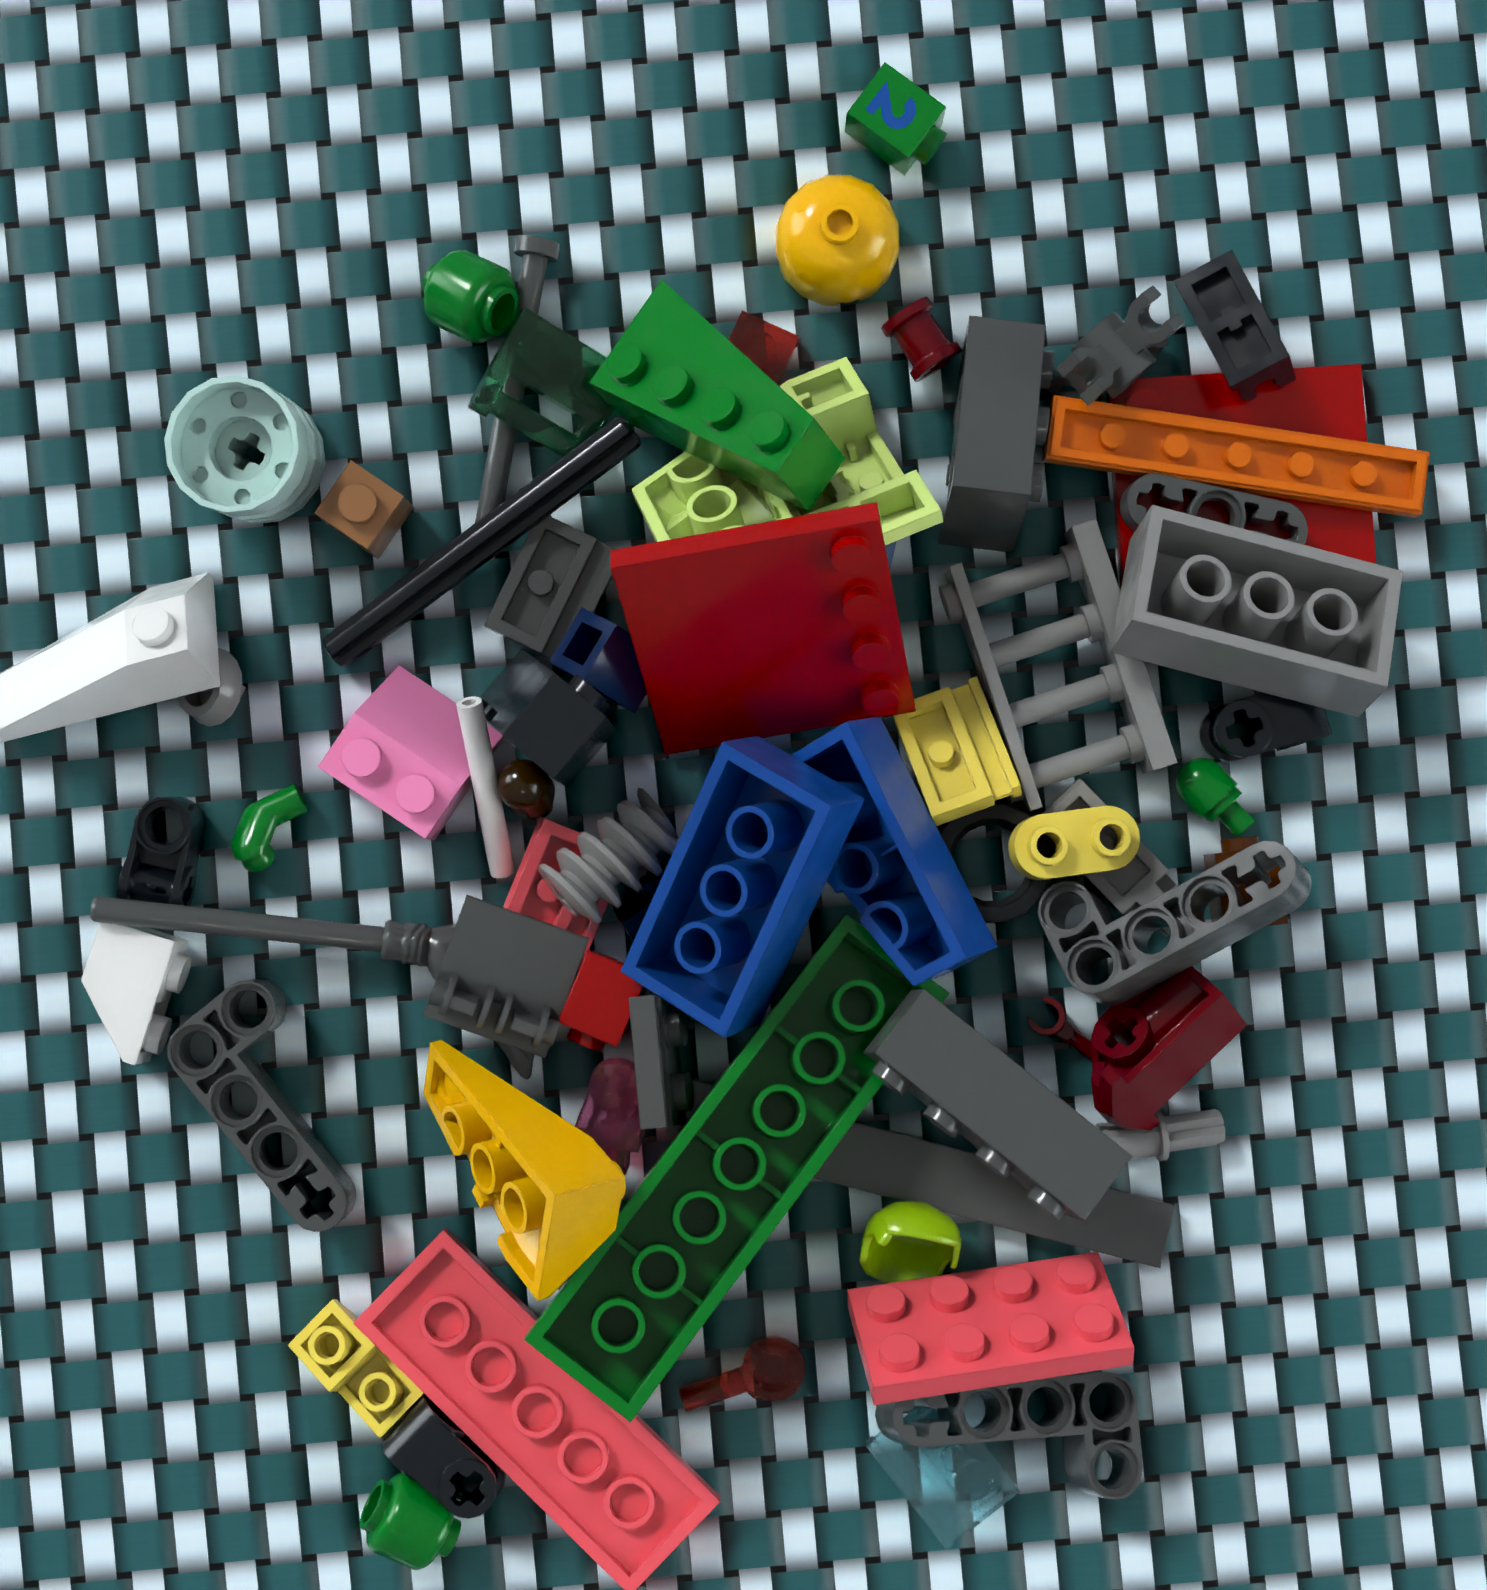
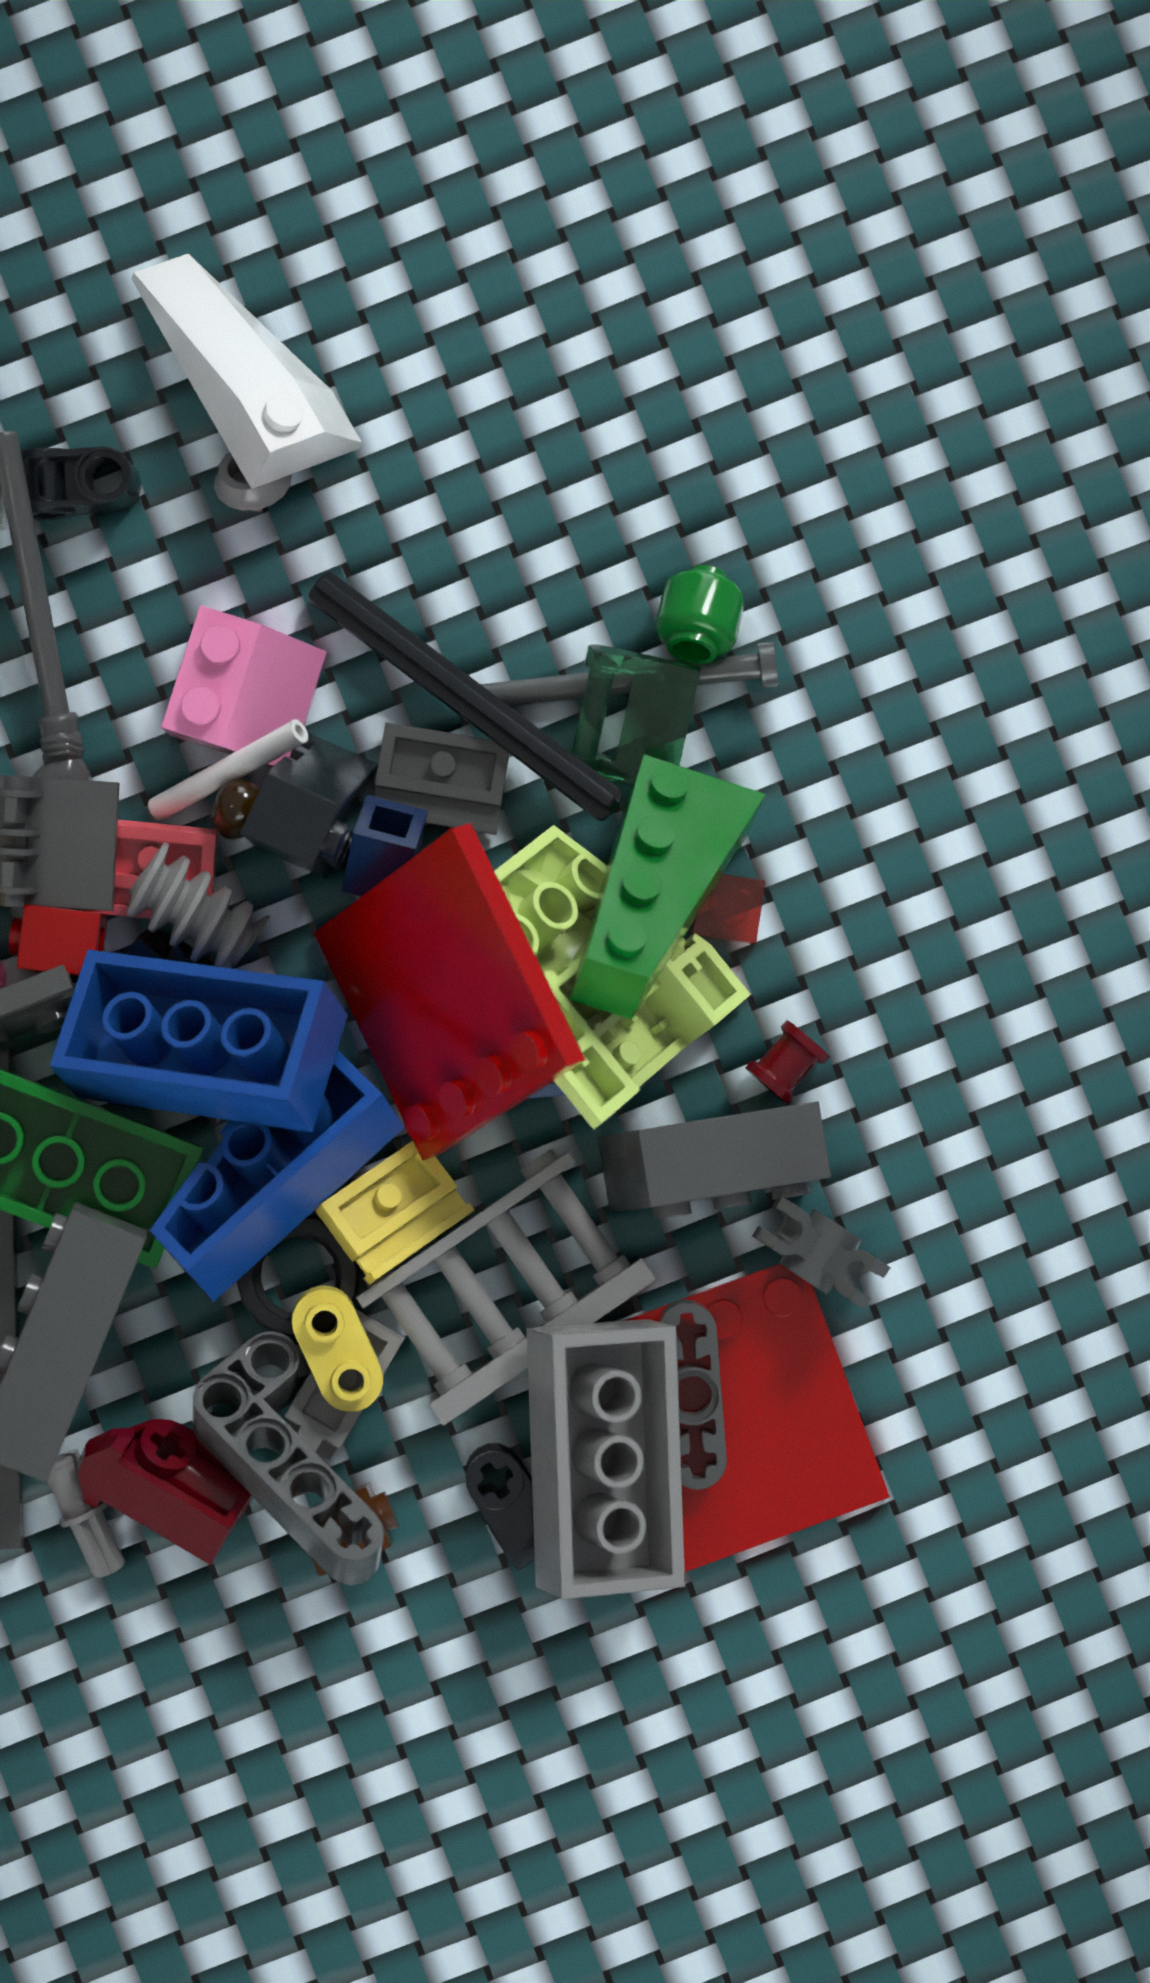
camera: 80 degrees right, 0 degrees up
(209, 444) = (459, 420): light aqua wheel -> none
(258, 824) = (133, 562): green arm -> none
(364, 509) = (462, 574): medium nougat brick -> none
(837, 240) = (862, 952): yellow cylinder -> none
(897, 120) = (994, 977): green brick -> none
(1063, 1030) = (160, 1392): dark red hand -> none
(1212, 794) = (428, 1471): green cylinder -> none
(1235, 325) = (884, 1361): black hinge -> none
(1237, 456) = (759, 1400): orange tile -> none

